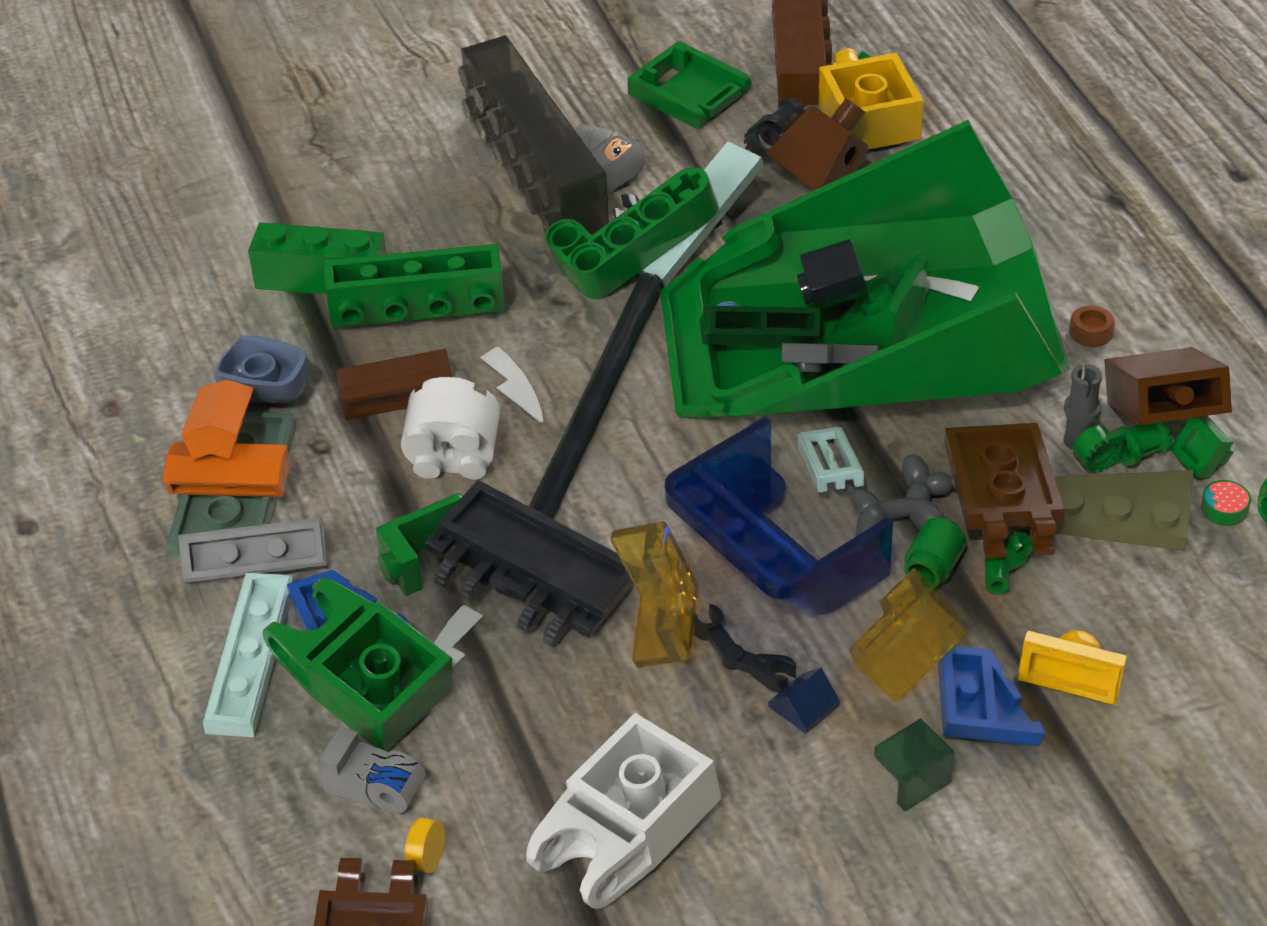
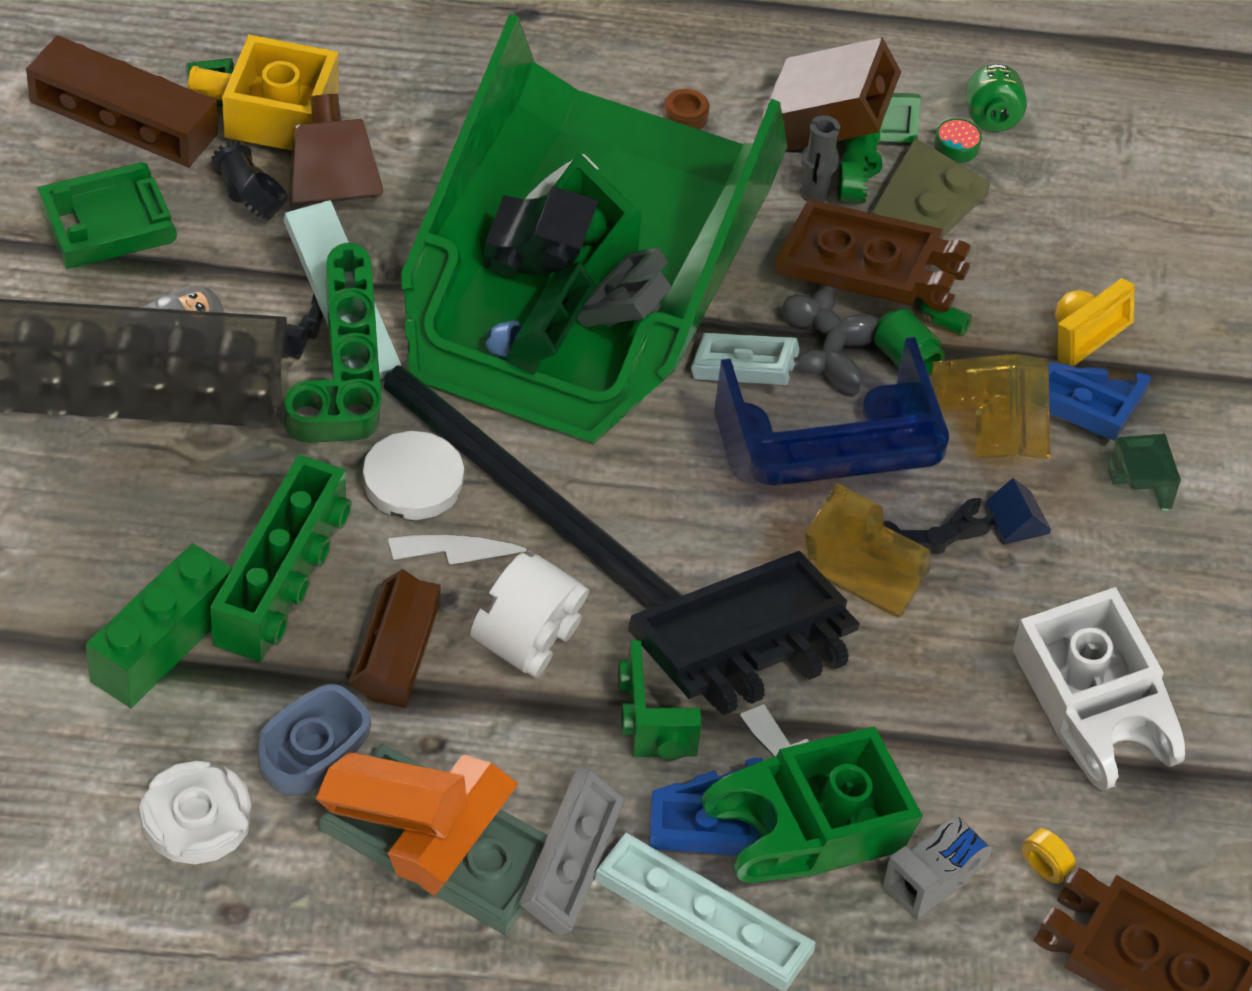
camera: 70 degrees left, 5 degrees up
(179, 352) = (195, 812): none -> white tile
(563, 330) = (413, 475): none -> white tile

